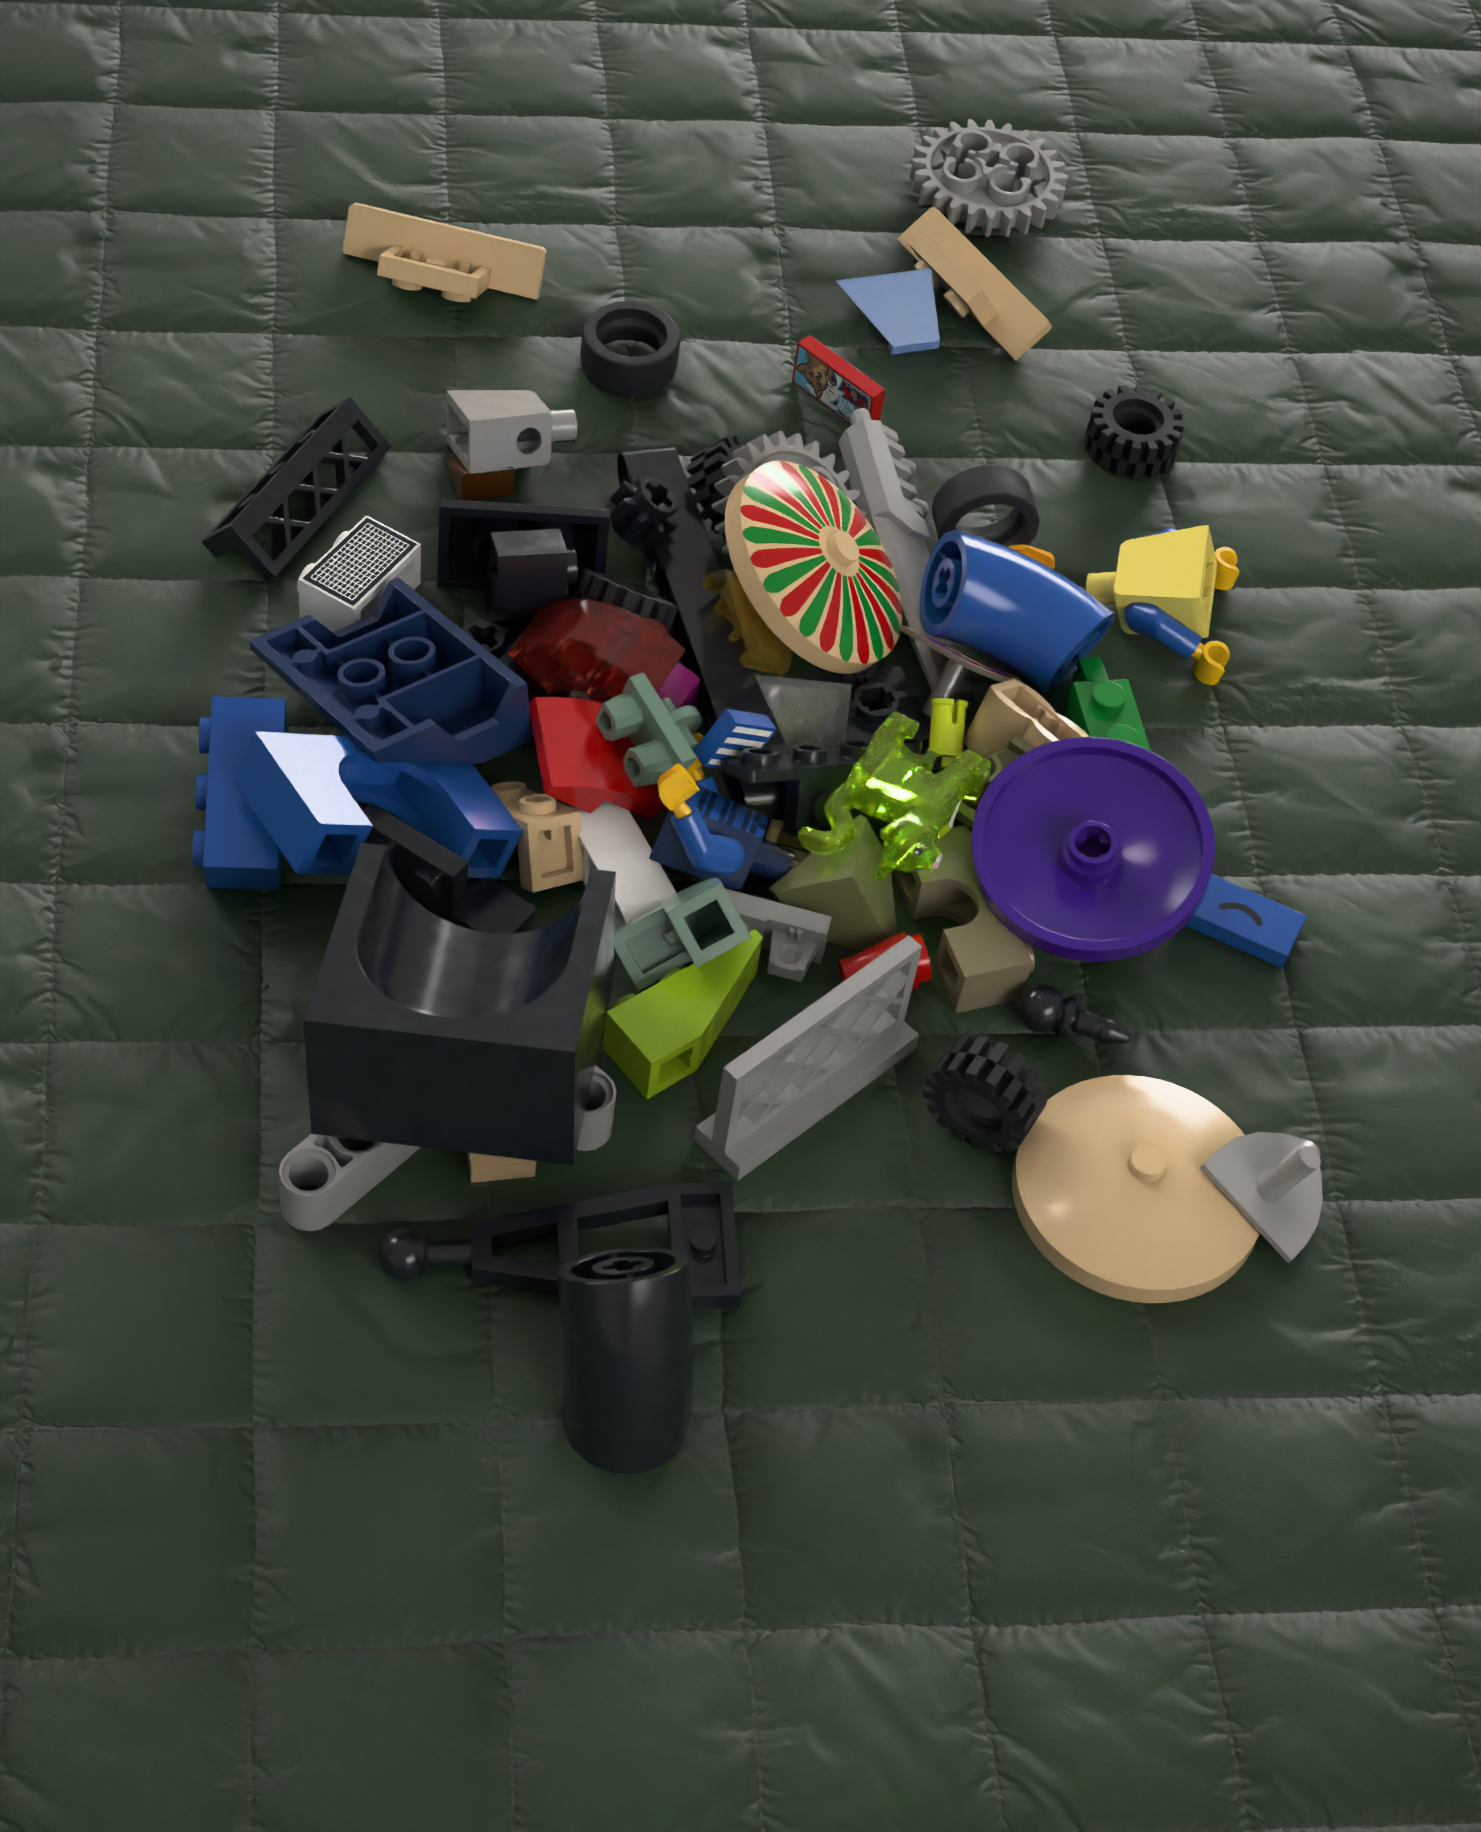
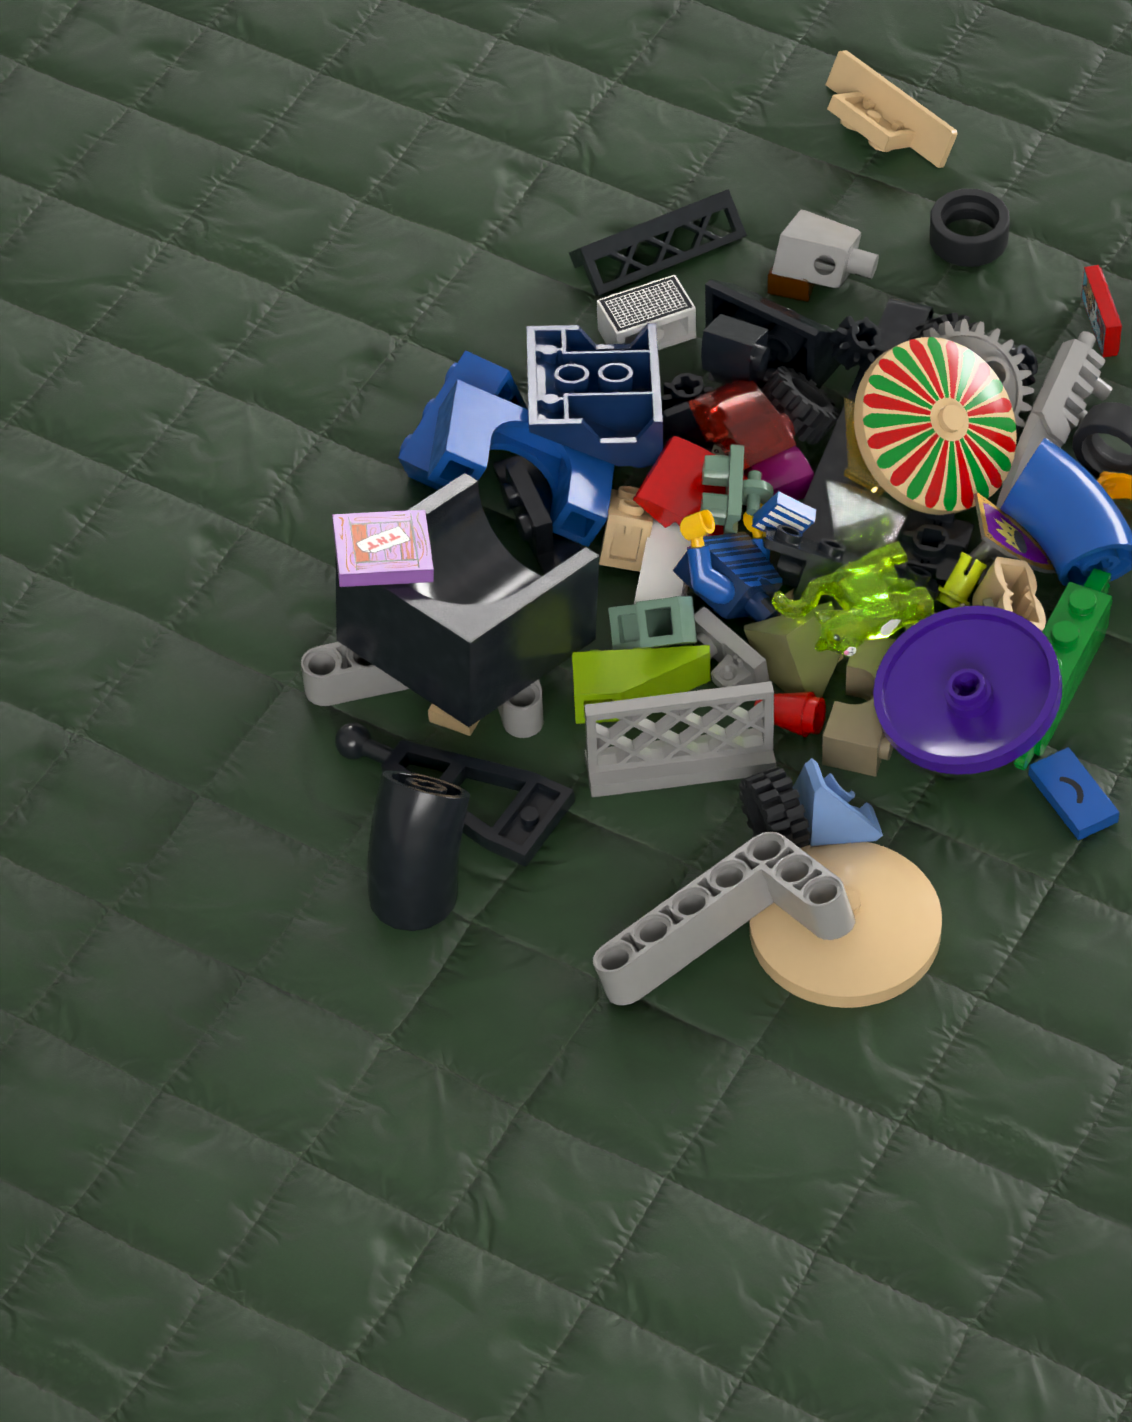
camera: 45 degrees right, 0 degrees up
(361, 981) = (382, 548): none -> tile
(1025, 1239) = (717, 904): none -> light grey beam
(1044, 1009) = (876, 786): black bar -> none
(1059, 1062) = (828, 810): none -> medium blue slope
(1273, 1184) = (931, 962): light grey shield -> none

